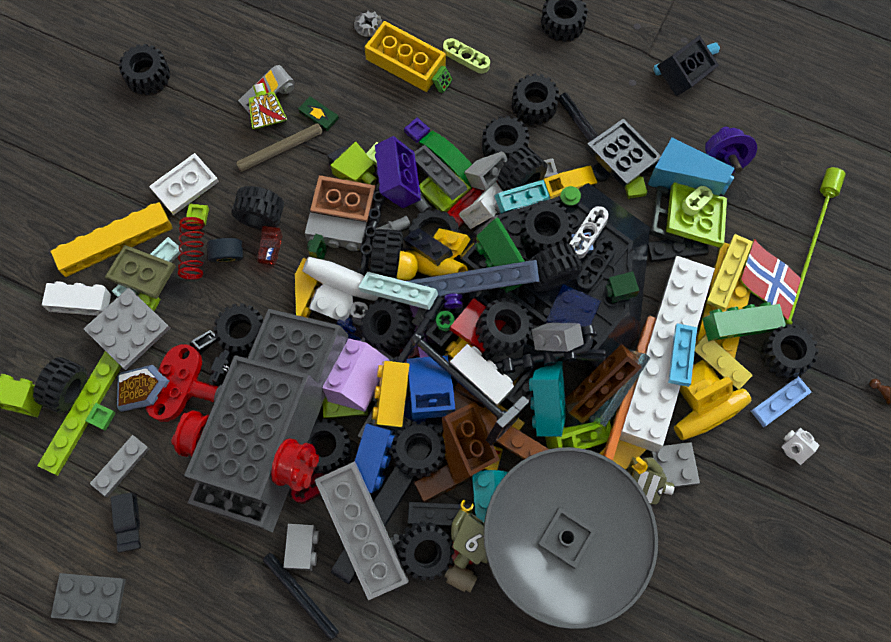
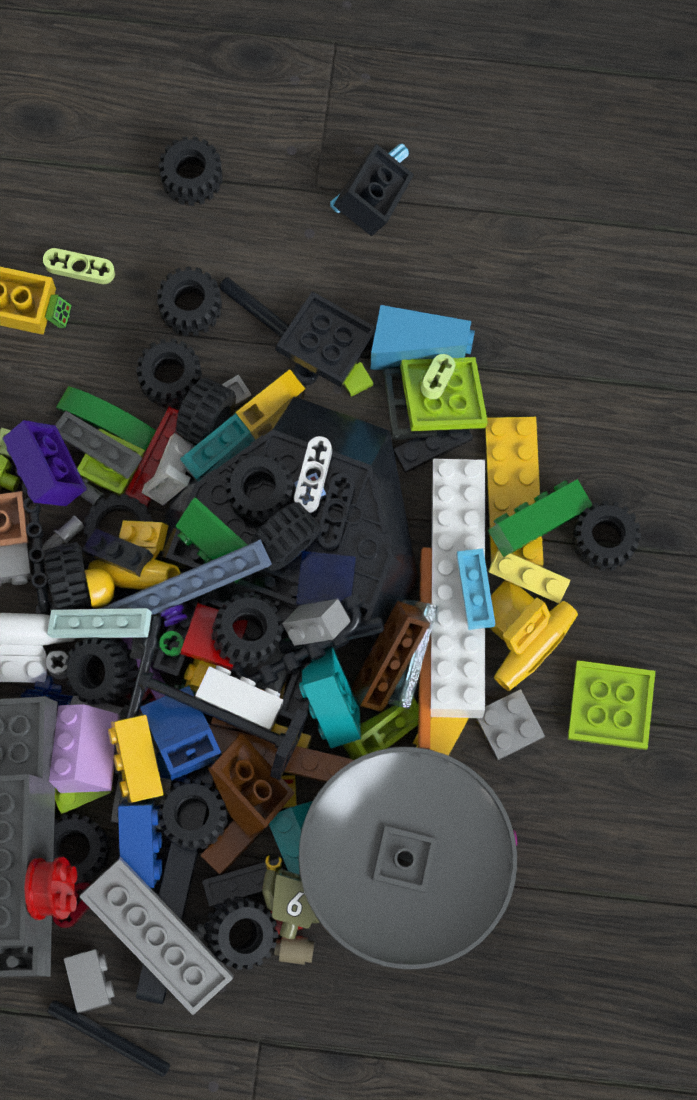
camera: 20 degrees left, 5 degrees up
(416, 130) = (48, 392): dark purple tile -> none
(485, 171) = (158, 423): light grey slope -> none
(570, 196) = (276, 432): bright green plate -> none
(622, 287) = (375, 531): dark green brick -> none
(651, 478) = (482, 754): torso -> none
(729, 272) = (504, 458): light yellow plate -> none
(732, 148) = (460, 293): dark purple piece -> none
(757, 477) = (611, 705): none -> lime plate
(773, 279) = (560, 446): flag -> none
(781, 401) = (614, 600): light blue tile -> none
(799, 445) = (650, 649): white brick -> none

